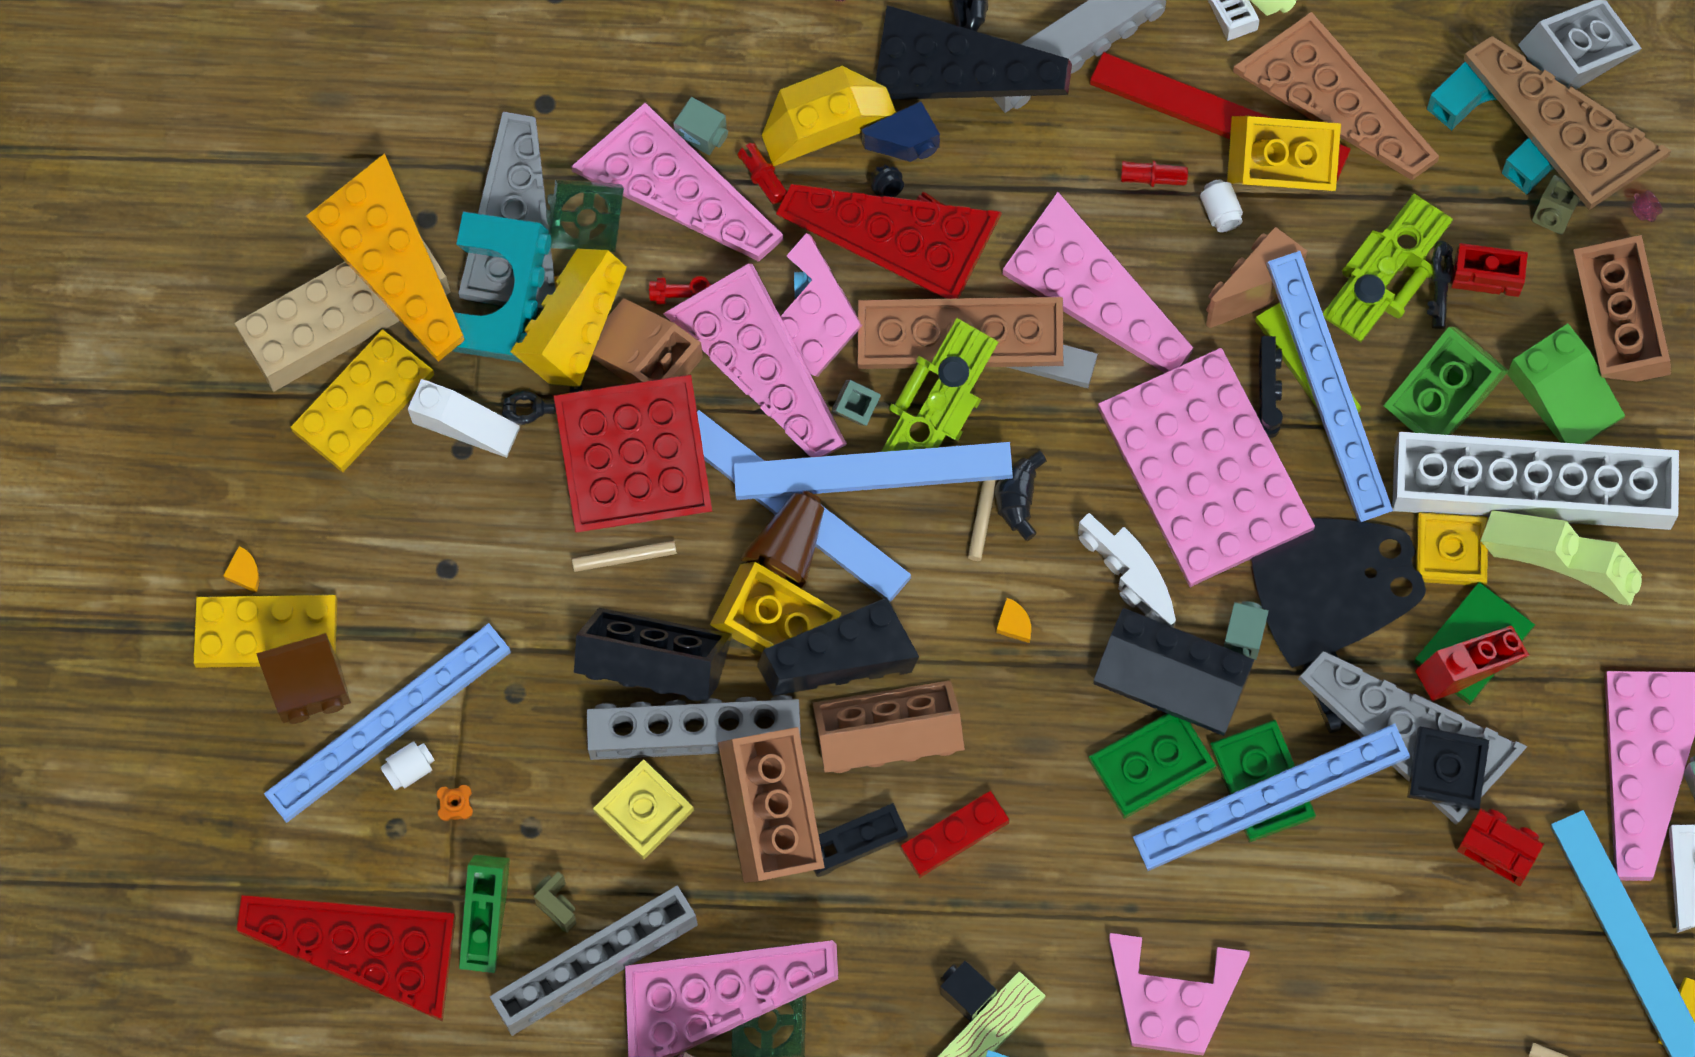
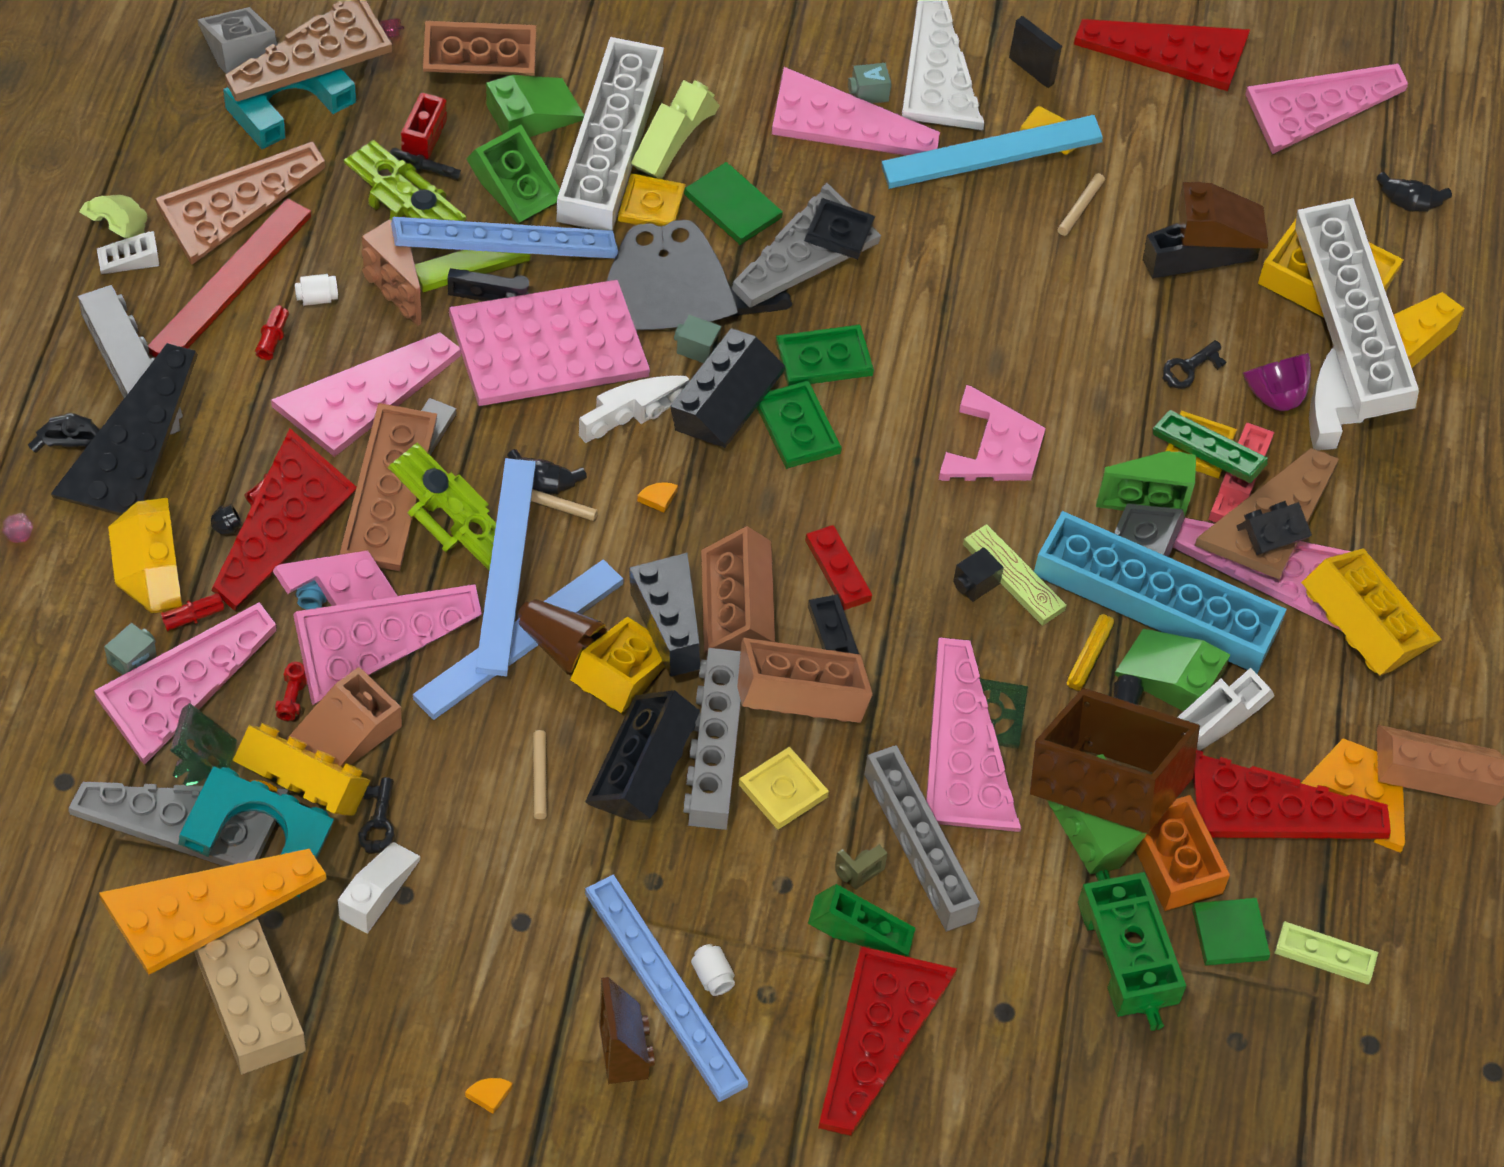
camera: 90 degrees left, 15 degrees down
(238, 627) = (555, 1081): yellow plate -> none
(362, 401) = (336, 970): yellow plate -> none
(461, 810) = (753, 946): orange plate -> none
(633, 453) = (451, 739): red plate -> none
(856, 402) = (439, 567): sand green brick -> none
(903, 135) = (186, 497): dark blue slope -> none
(1271, 797) = (845, 346): light blue tile -> none
(1283, 153) = (283, 237): yellow slope -> none
(1470, 662) = (756, 200): red slope -> none
(1501, 846) = (904, 214): red brick -> none
(1556, 206) = (375, 77): olive bracket -> none

